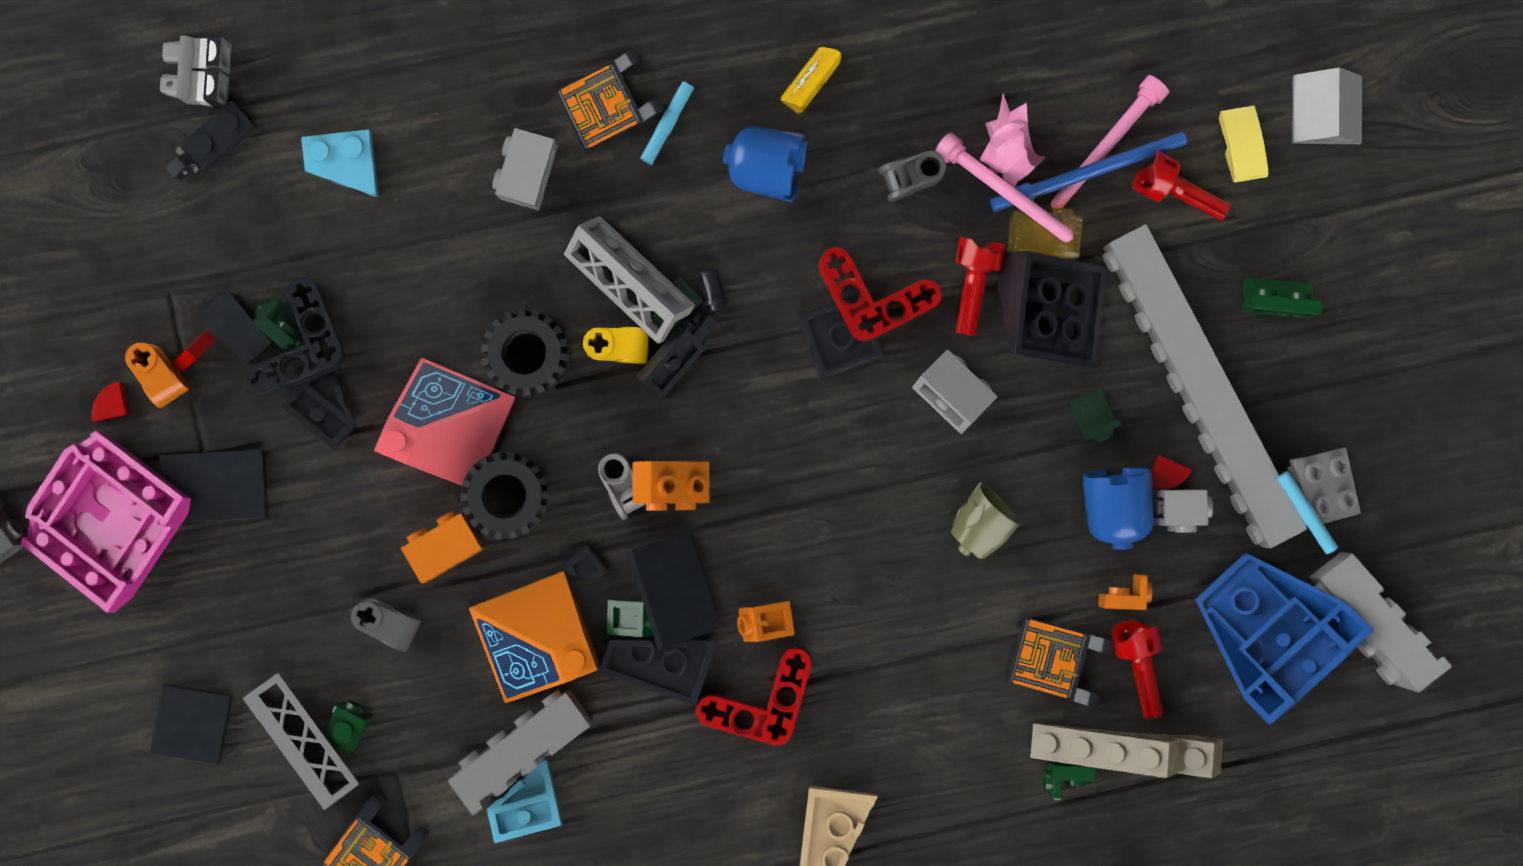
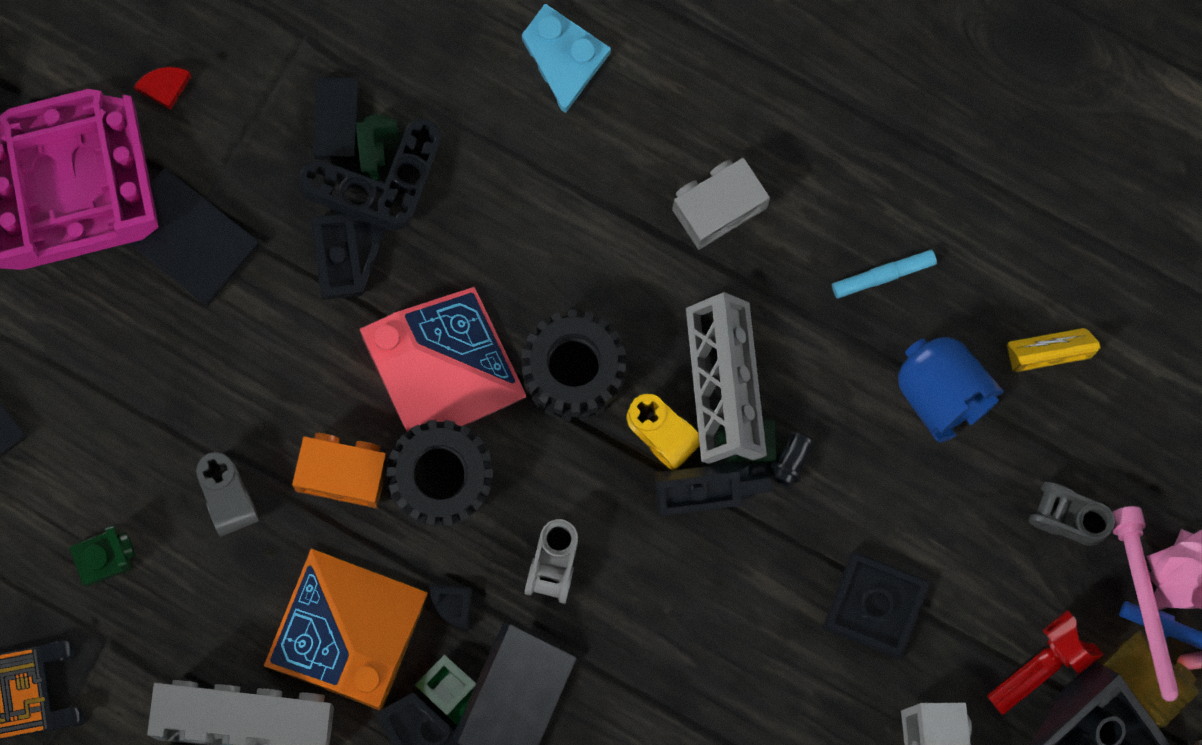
camera: 35 degrees right, 10 degrees down
(160, 378) = (228, 100): orange piece -> none
(193, 351) = (278, 104): red tile -> none
(289, 747) = (35, 528): light grey fence -> none
(602, 104) = (840, 208): flag -> none
(670, 482) = (600, 596): orange brick -> none
(865, 306) = (923, 595): red beam -> none

